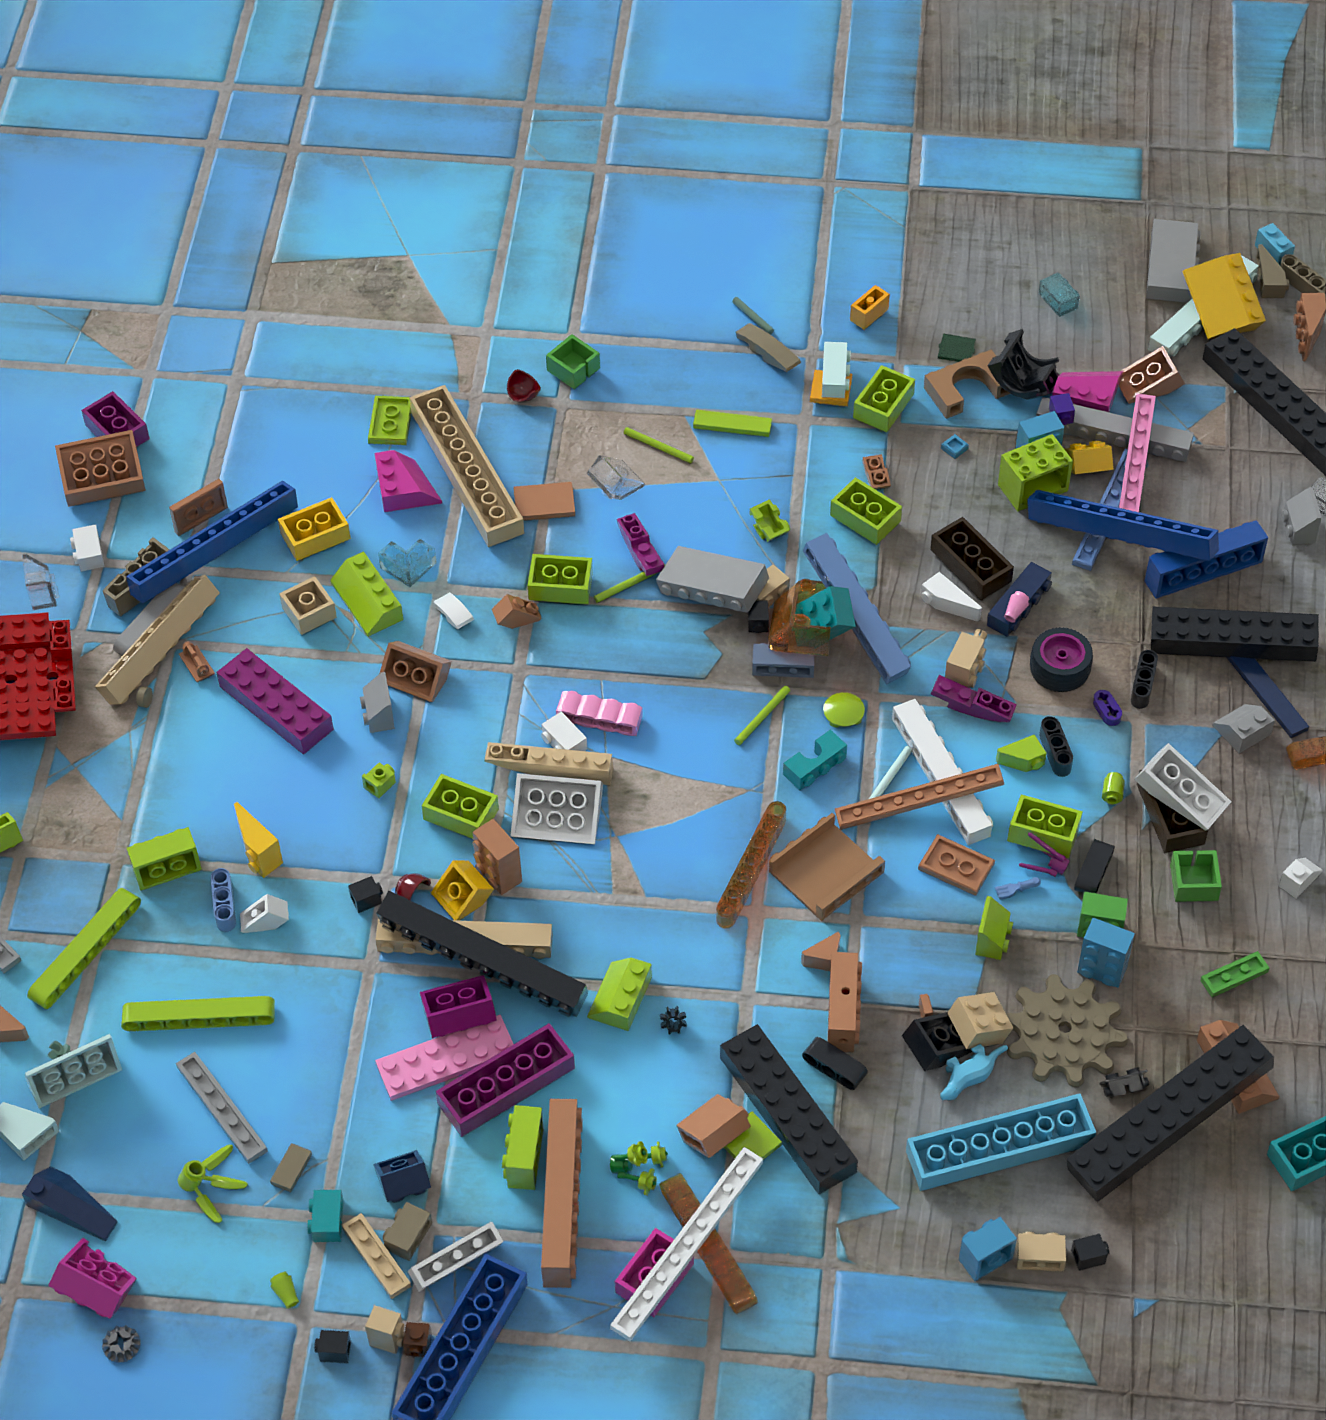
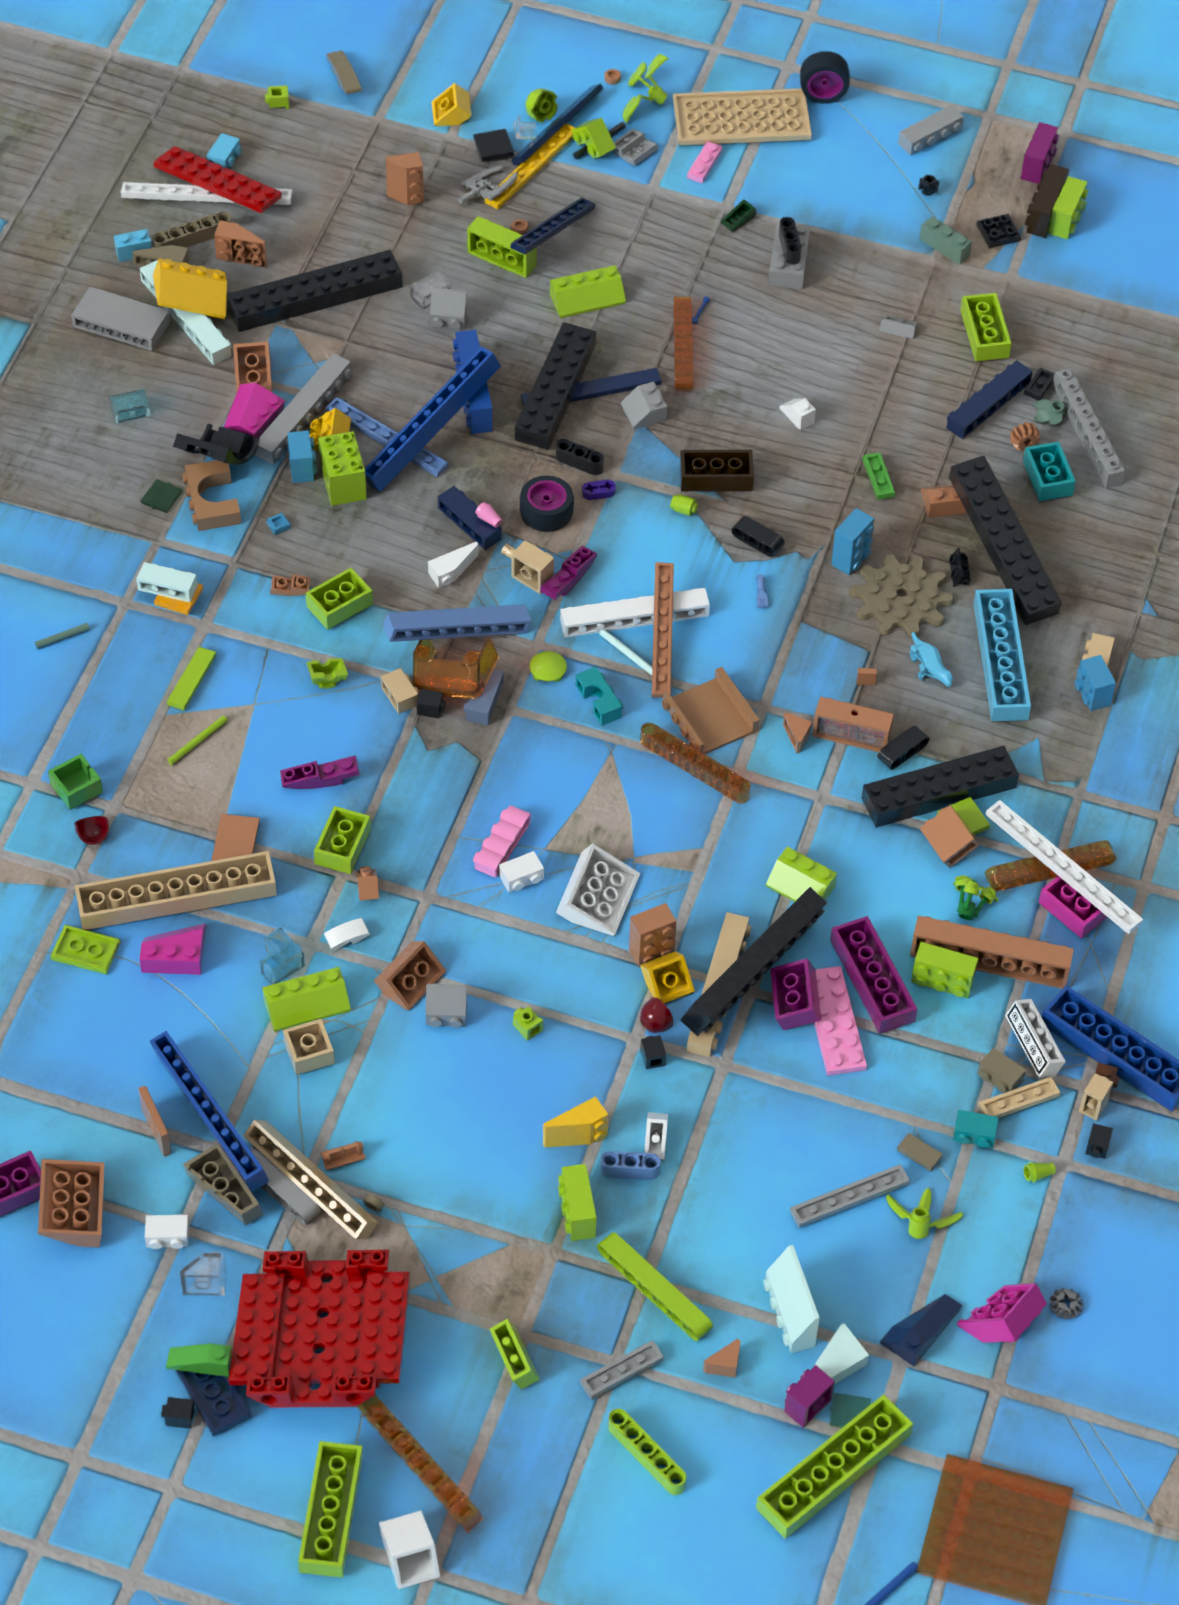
camera: 80 degrees left, 0 degrees up
(58, 1050) = (766, 1317): sand green plate -> none
(198, 1013) = (748, 1202): lime beam -> none
(275, 701) = (413, 1092): magenta brick -> none
(314, 529) = (214, 1028): yellow brick -> none
(402, 1176) = (946, 1067): dark blue slope -> none
(459, 806) = (581, 961): lime brick -> none
(552, 761) = (549, 883): tan slope -> none
(614, 477) = (231, 779): clear slope -> none
(621, 586) = (356, 795): lime bar -> none
(669, 1024) = (839, 847): black gear -> none
(713, 579) = (385, 722): light grey brick -> none
(762, 715) = (546, 735): lime bar -> none
(770, 348) = (111, 629): dark tan slope -> none
(829, 609) = (462, 636): teal brick -> none
(869, 307) = (95, 541): light orange brick -> none
(884, 398) = (211, 556): lime brick -> none
(934, 1041) = (897, 672): black slope -> none
(956, 864) = (728, 626): nougat tile -> none
(972, 558) = (418, 537): dark brown brick -> none
(980, 1020) = (890, 640): tan brick -> none
(993, 930) = (804, 615): lime slope -> none
(1022, 755) = (634, 553): lime slope -> none
(1047, 821) = (714, 554): lime brick -> none
(1051, 736) = (631, 530): black beam -> none
(1058, 862) = (746, 558): magenta plant -> none
(1063, 408) = (278, 429): dark purple brick -> none
(1090, 1251) = (1104, 623): black brick -> none
(1102, 907) = (813, 539): bright green brick -> none
(1137, 452) = (348, 396): bright pink plate -> none
(1182, 787) = (710, 451): white slope -> none
(1195, 882) = (786, 472): bright green piece -> none

